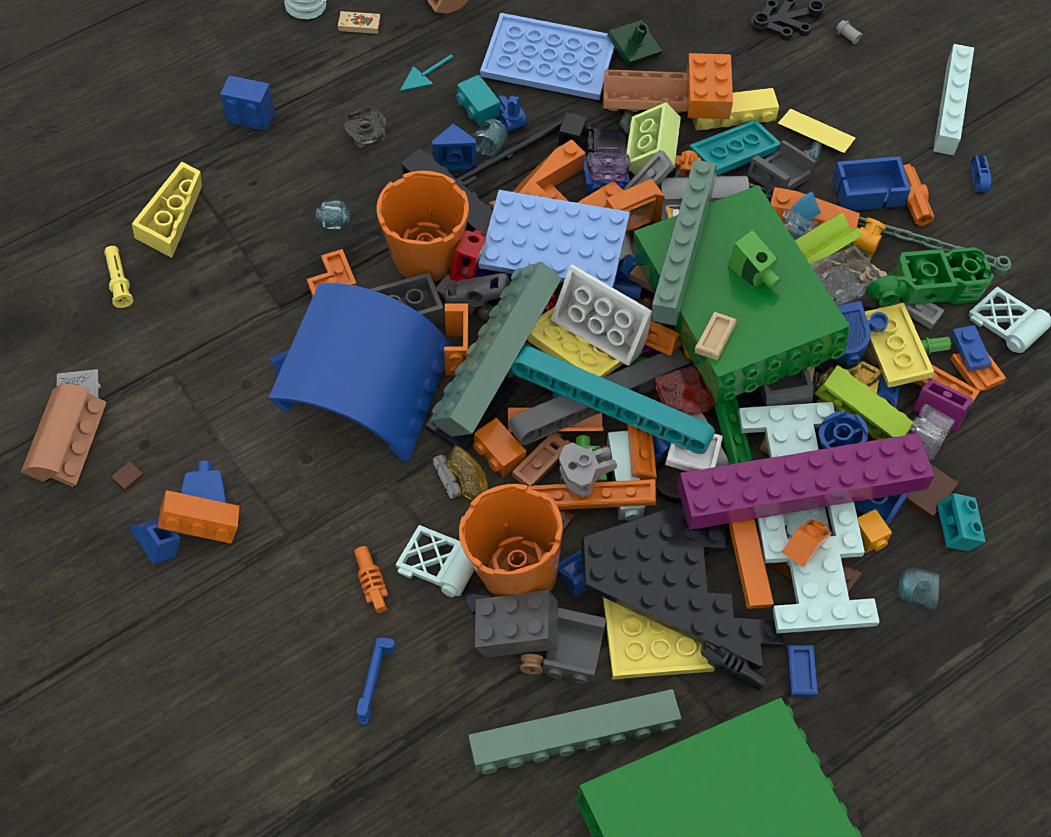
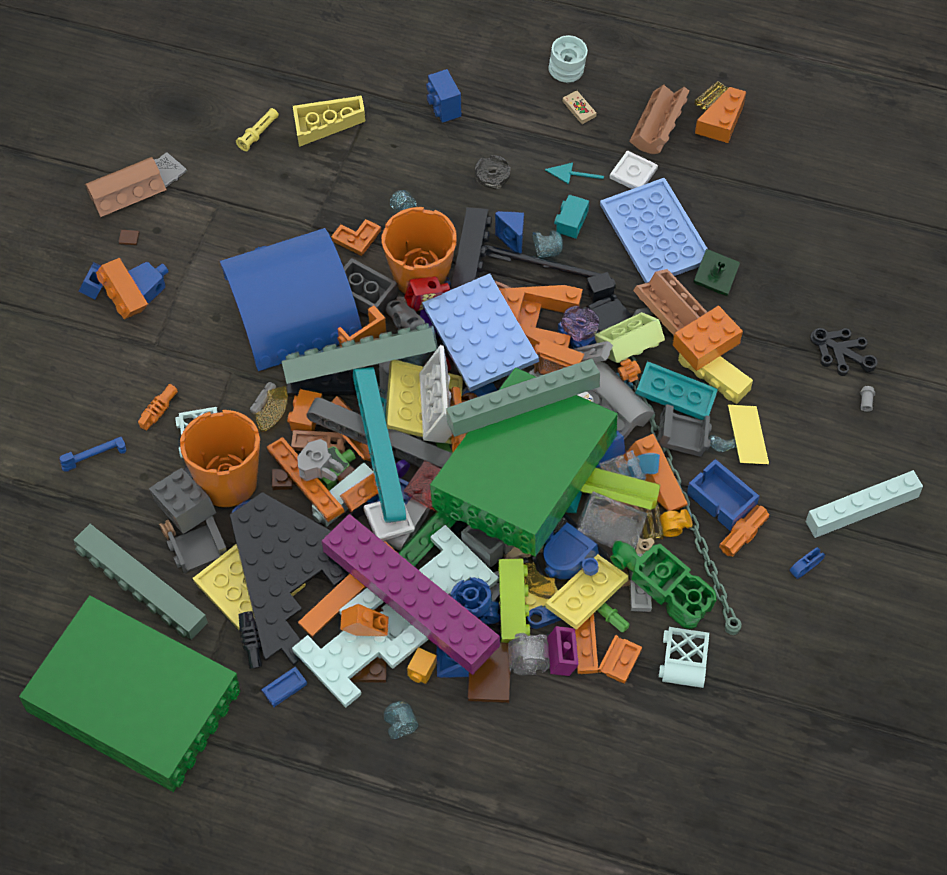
camera: 55 degrees right, 0 degrees up
(467, 31) = (633, 170): none -> white tile
(511, 114) = (578, 244): blue axle -> none
(715, 336) = (461, 463): tan tile -> none
(754, 261) = (534, 445): bright green torso -> none
(961, 522) = (473, 716): teal brick -> none
(971, 348) = (629, 642): blue plate -> none

